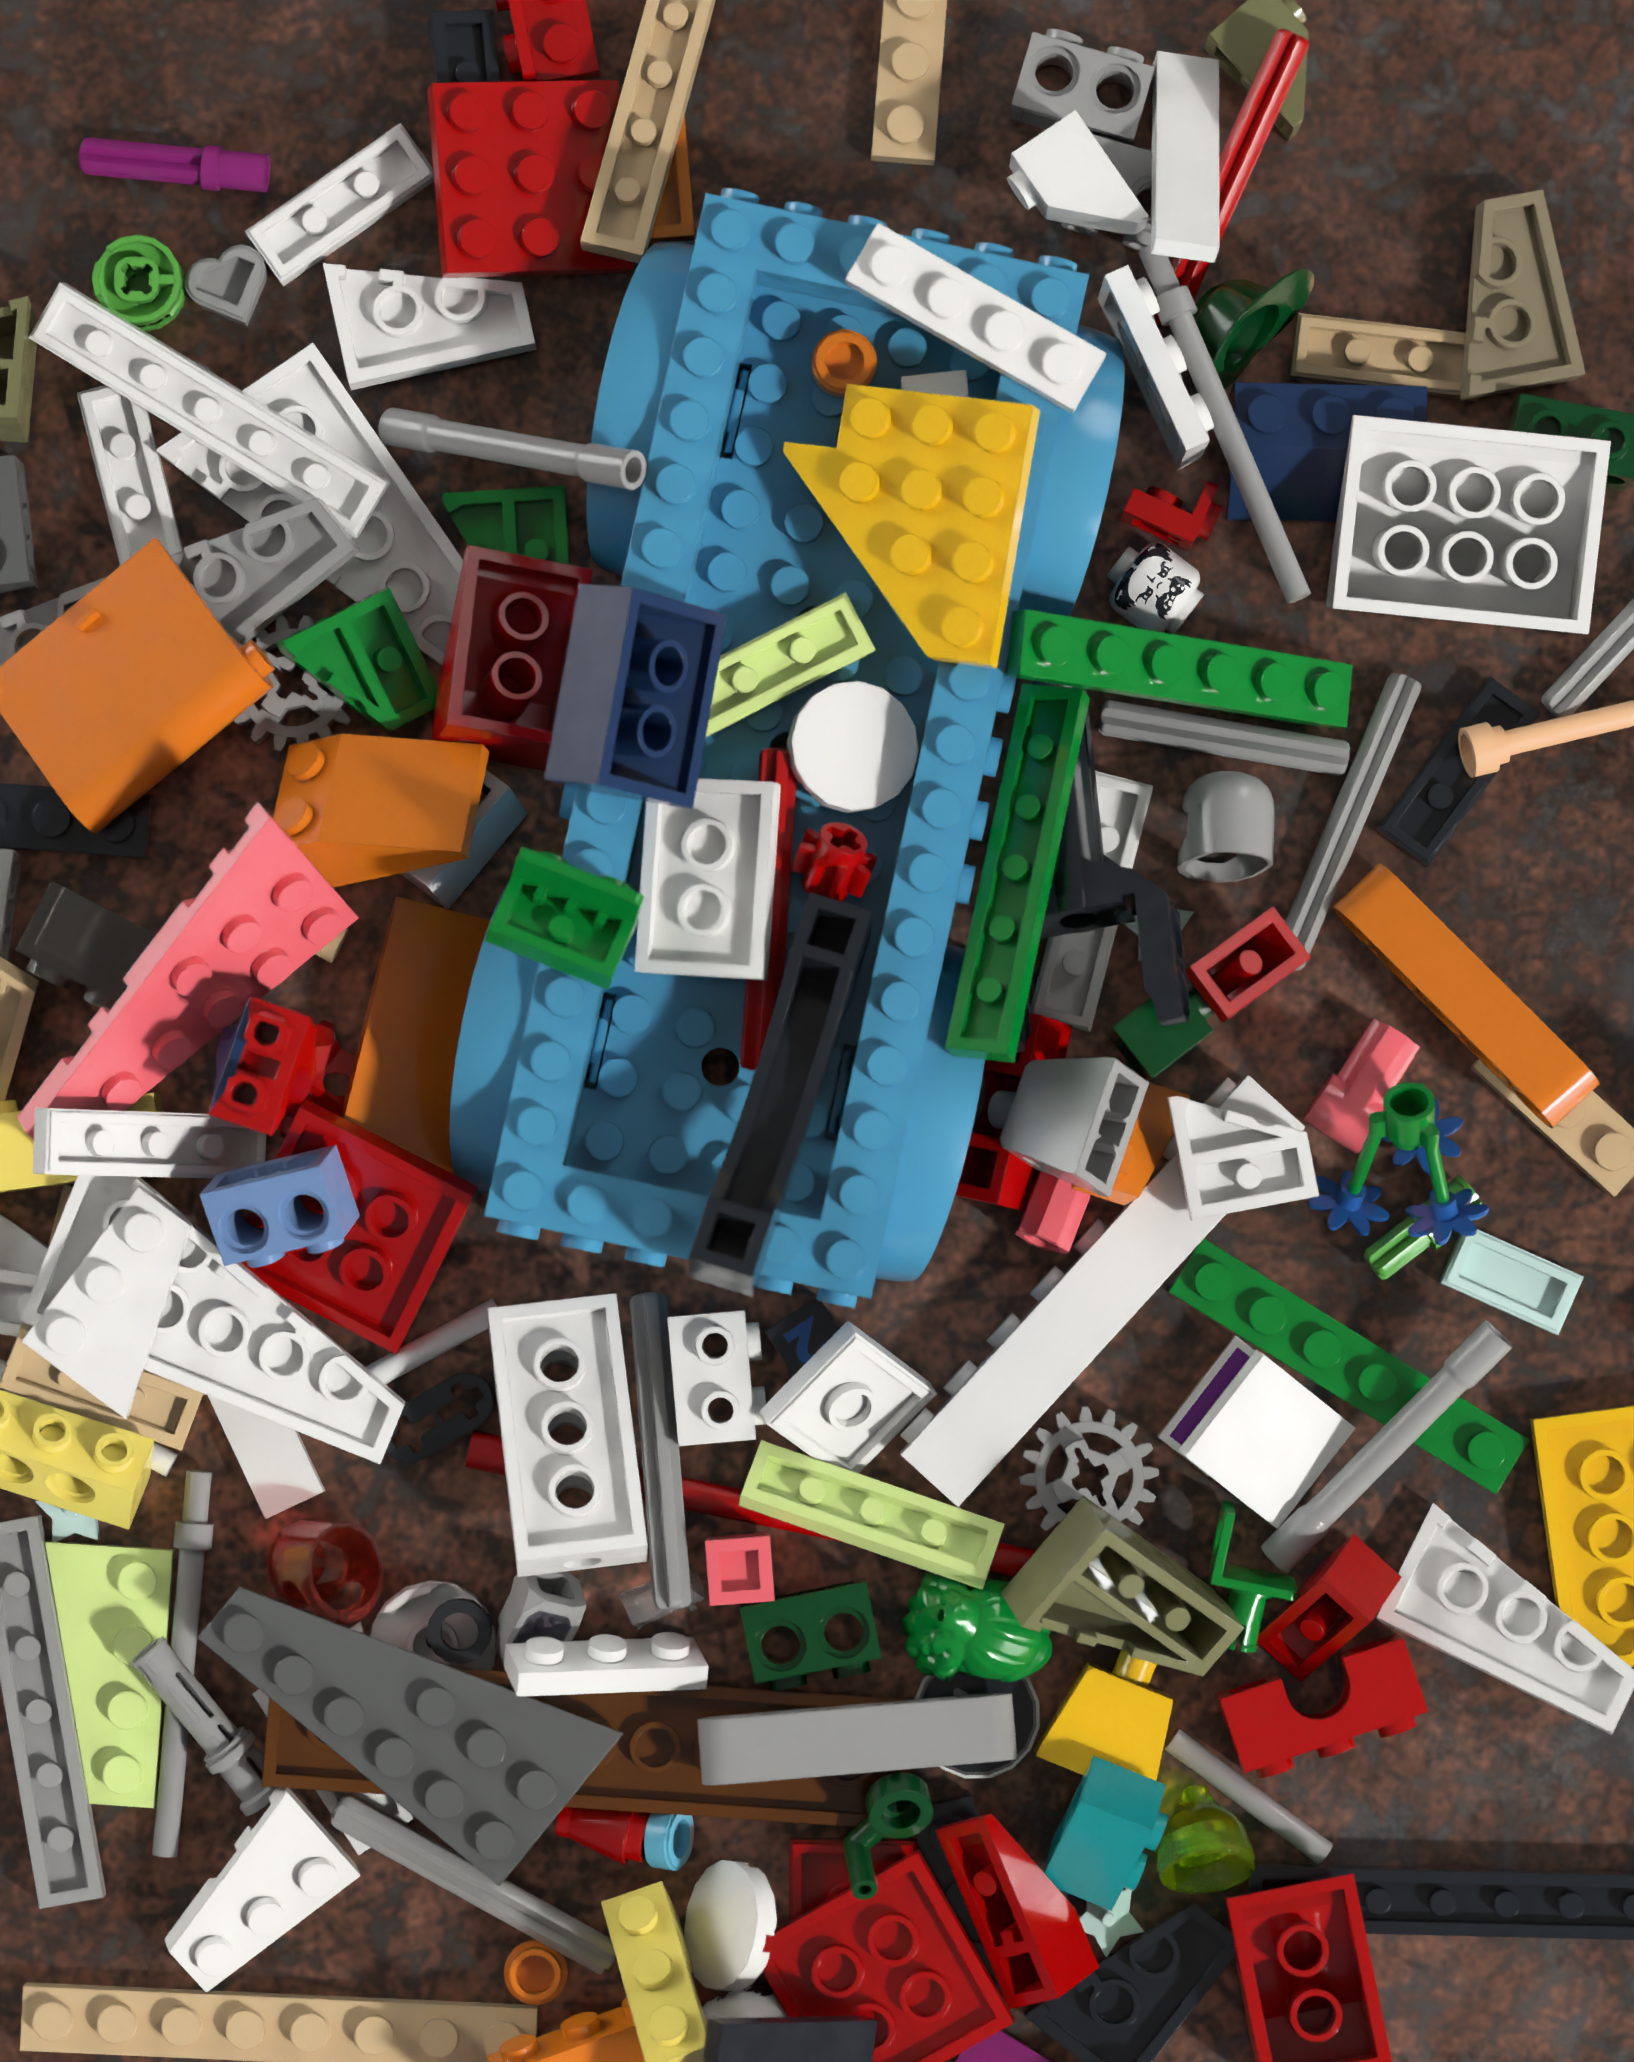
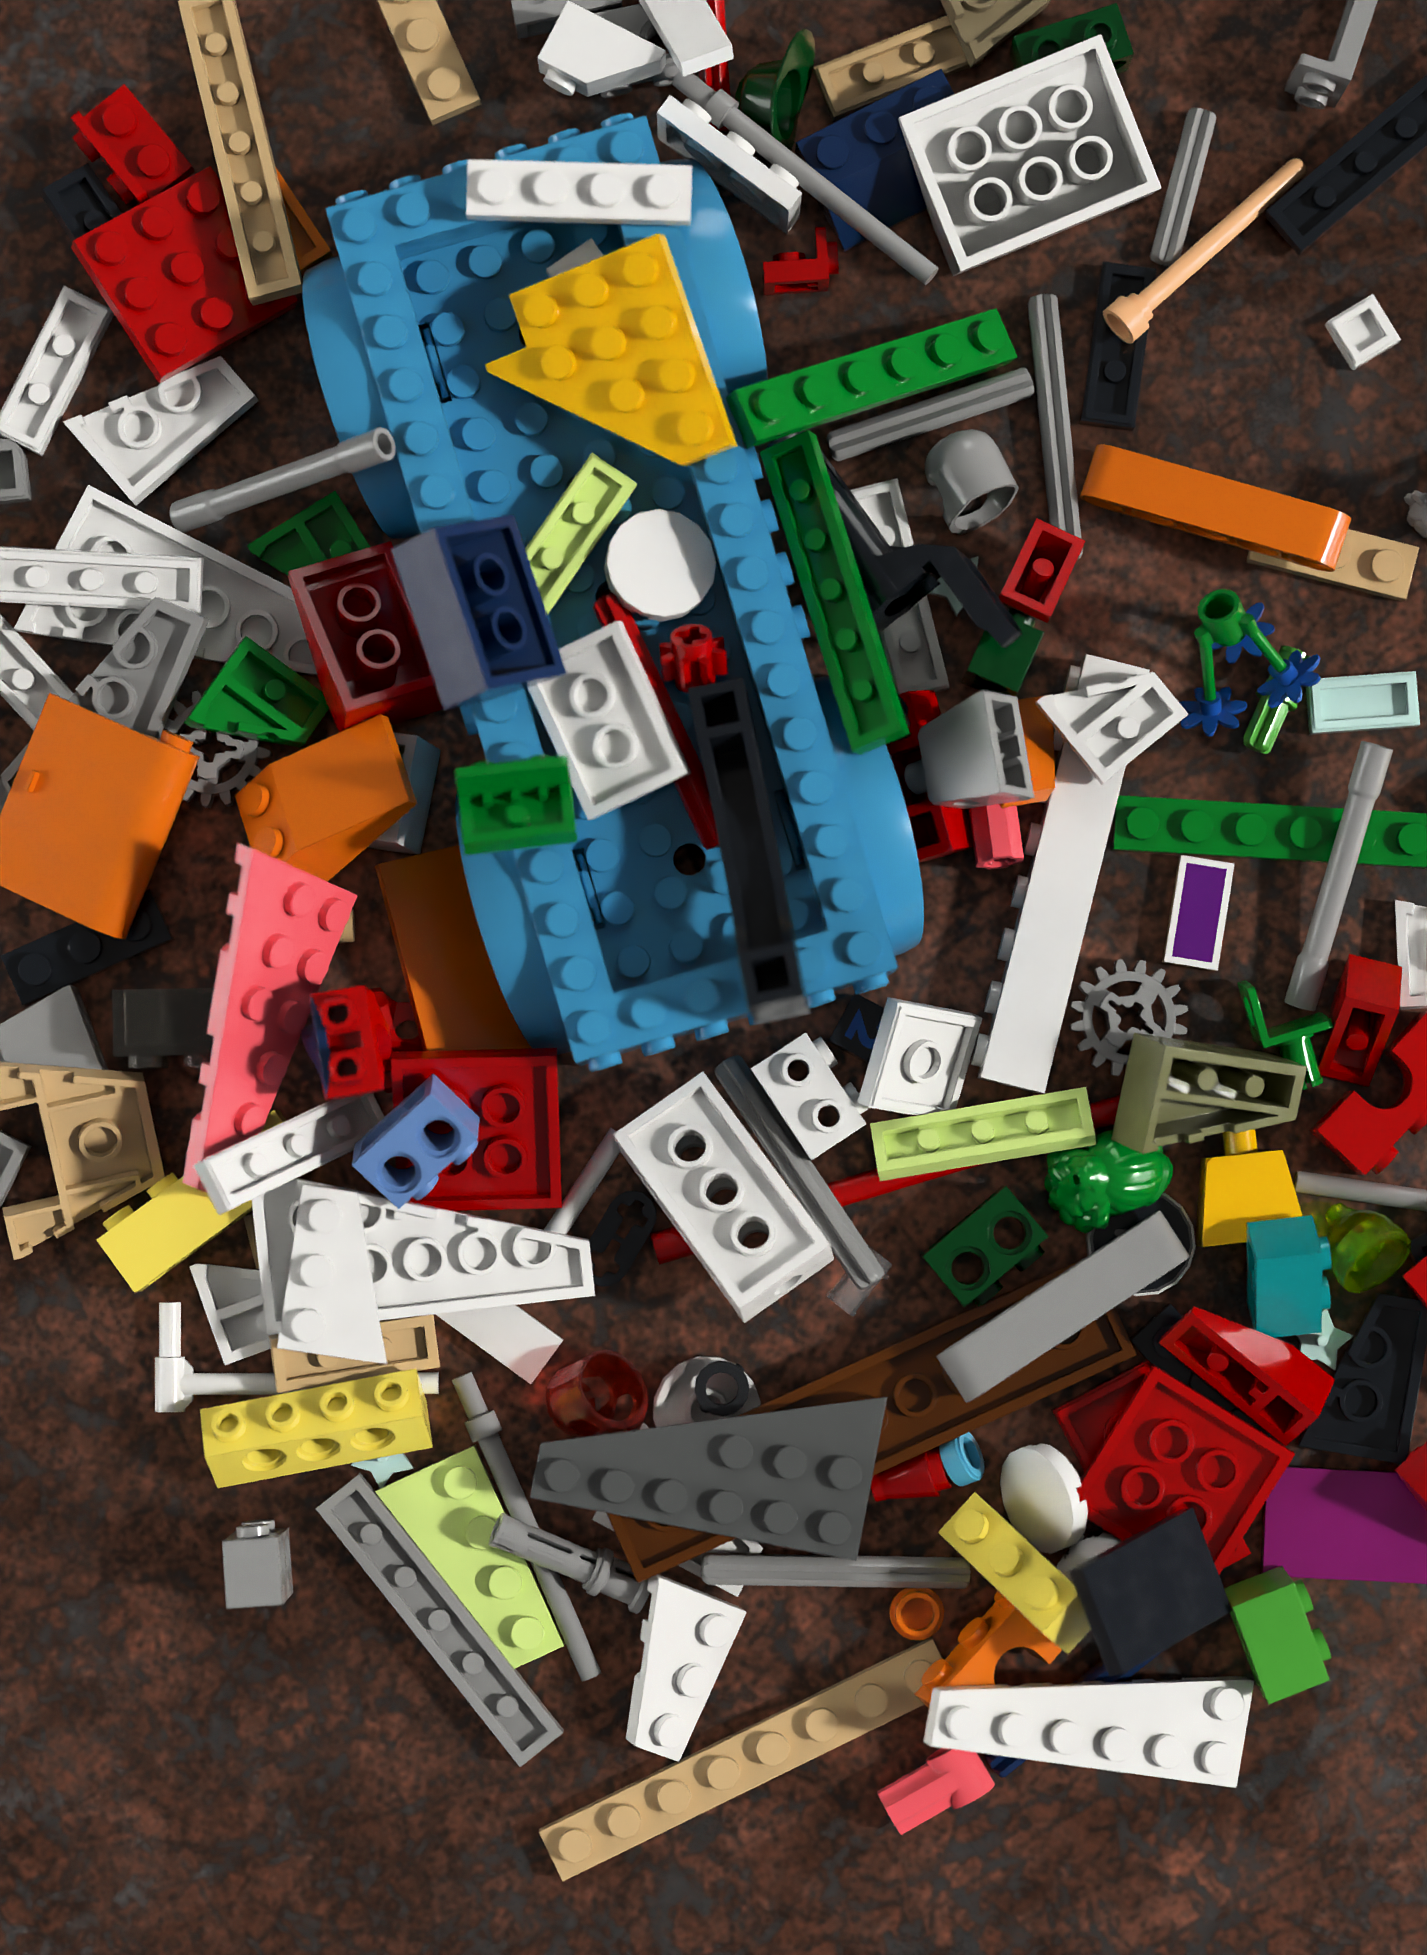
camera: 30 degrees left, 0 degrees up
(540, 1607) = (777, 1349): light grey rock -> none
(605, 1665) = (845, 1354): white plate -> none
(739, 1568) = (906, 1227): coral brick -> none
(841, 360) = (494, 280): orange tile -> none
(896, 1809) = (1121, 1342): dark green plate -> none
(1154, 588) = (817, 329): white head -> none
(1266, 1439) = (1246, 919): white tile -> none
(1358, 1088) = (1173, 619): coral piece -> none

